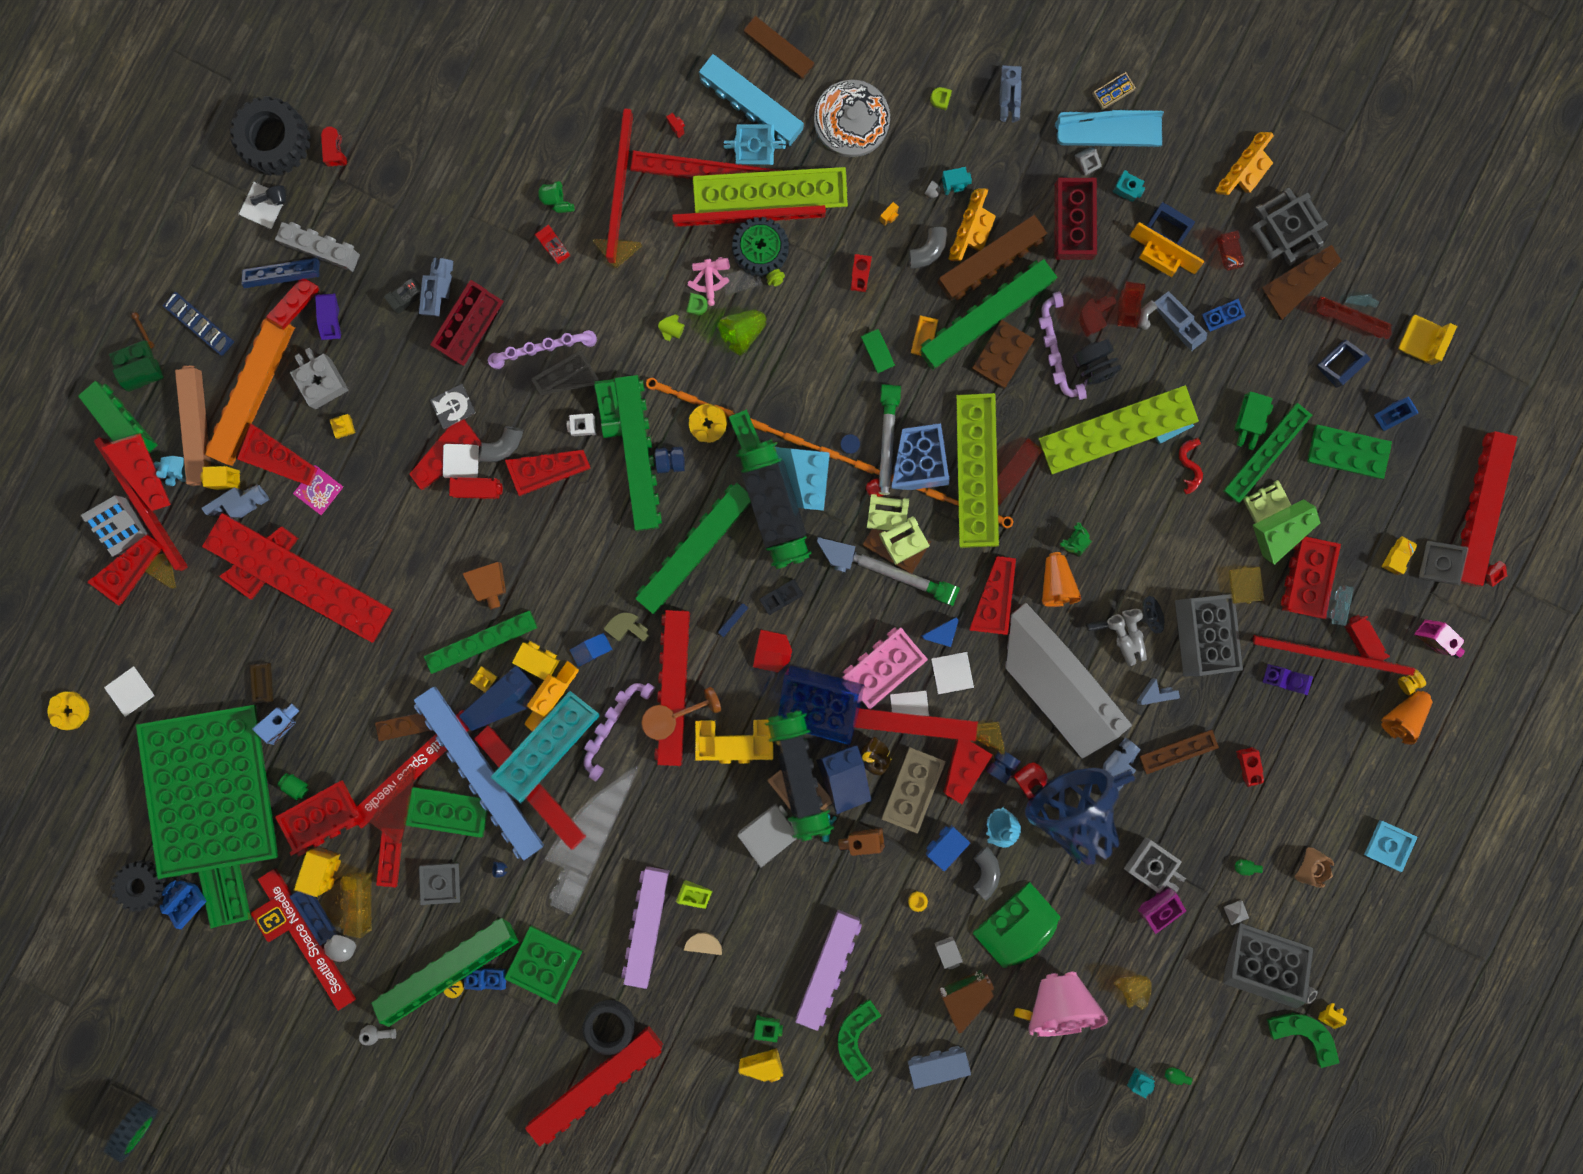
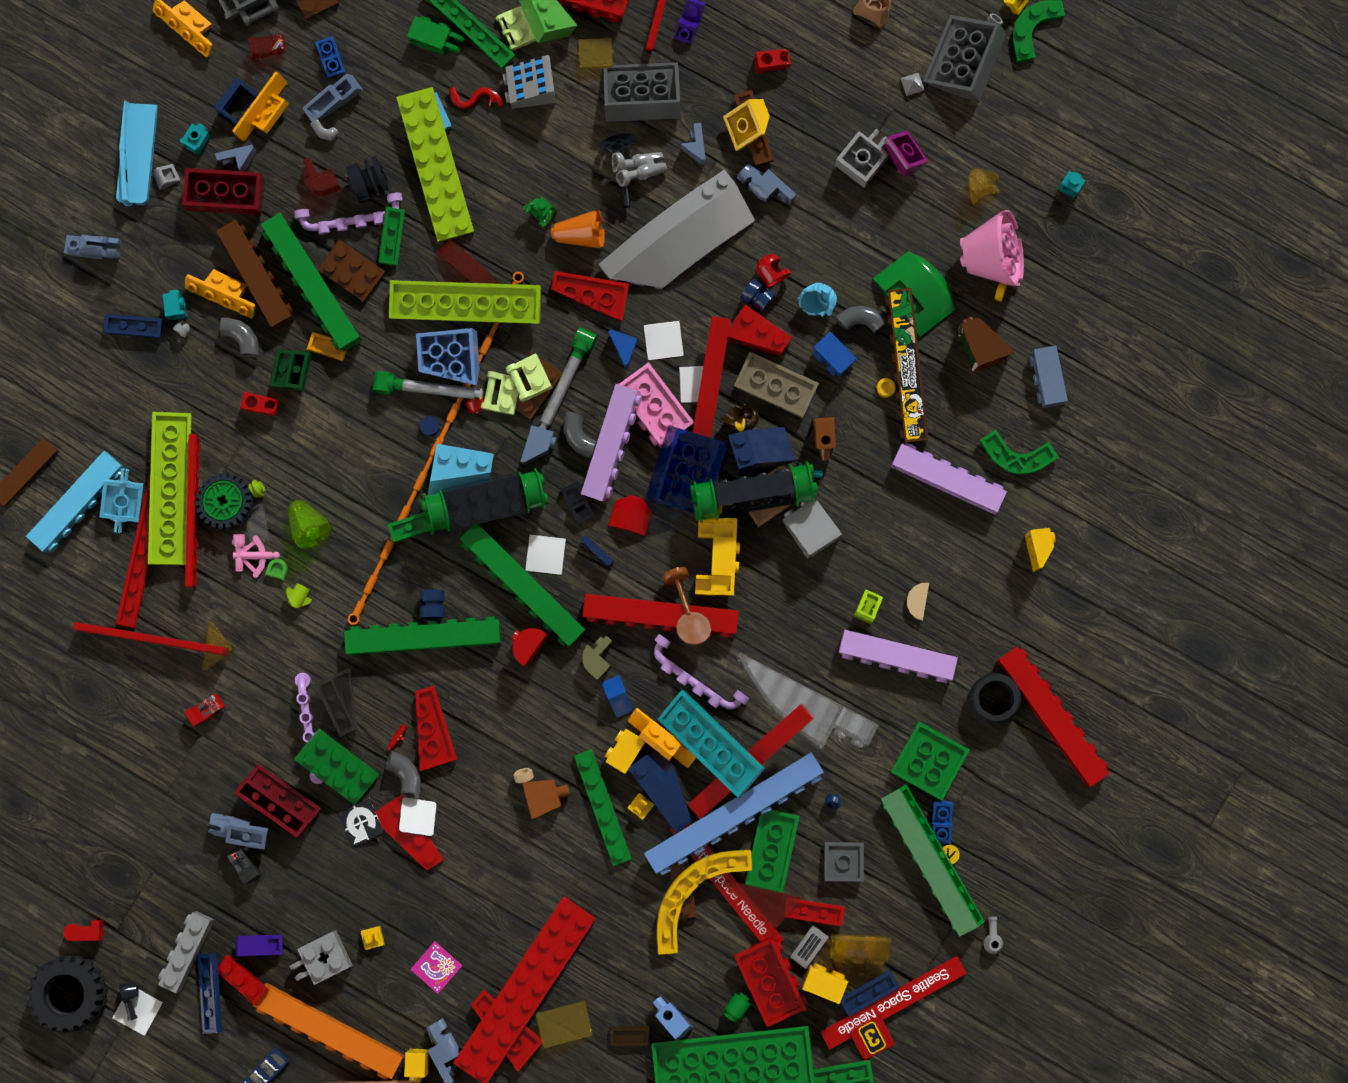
camera: 90 degrees left, 5 degrees down
(268, 618) = (564, 1024): none -> clear yellow piece
(269, 454) = (396, 1014): red wing -> none
(339, 948) = (903, 966): light grey hair -> none
(356, 853) = (809, 947): none -> light grey tile
(408, 730) = (685, 884): none -> yellow plate
(475, 488) = (446, 802): red window -> none
(503, 378) = (336, 766): none -> green plate
(506, 562) = (523, 775): none -> tan tile
(538, 435) = (397, 737): none -> red helmet
(553, 195) = (154, 707): green piece -> none
(587, 419) = (387, 684): white brick -> none
(608, 408) = (375, 662): green plate -> none
(634, 557) = (527, 644): none -> red brick
(676, 124) = (93, 578): red plate -> none
(702, 432) = (392, 574): yellow plate -> none
(728, 568) = (545, 554): none -> white sticker
(762, 1033) = (1009, 535): green brick -> none
(842, 627) = (611, 442): none -> lavender brick
(847, 591) = (576, 437): none -> dark grey cylinder
(852, 118) = (102, 404): dish -> none
(877, 350) = (338, 392): green slope -> none
(889, 214) = (203, 371): light orange plate -> none
(897, 301) = (290, 370): none -> dark green brick
(932, 141) = (133, 326): none -> dark blue plate
(940, 98) = (90, 316): lime tile -> none
(940, 923) = (908, 365): none -> brick
(948, 953) = (937, 360): light grey brick -> none
(991, 735) = (726, 305): clear yellow tile -> none
(1041, 391) = (391, 236): none -> green tile
(1101, 826) = (829, 230): dark blue piece -> none
(1114, 91) = (99, 147): tile -> none
(1114, 234) = (241, 155): none -> sand blue slope
(1130, 304) = (312, 145): clear red brick -> none
(1177, 1076) = (1068, 150): green cylinder -> none
(1182, 746) = (747, 122): none -> yellow slope
(1209, 520) = (530, 83): none -> light grey slope
(1247, 867) = (869, 70): green cylinder -> none

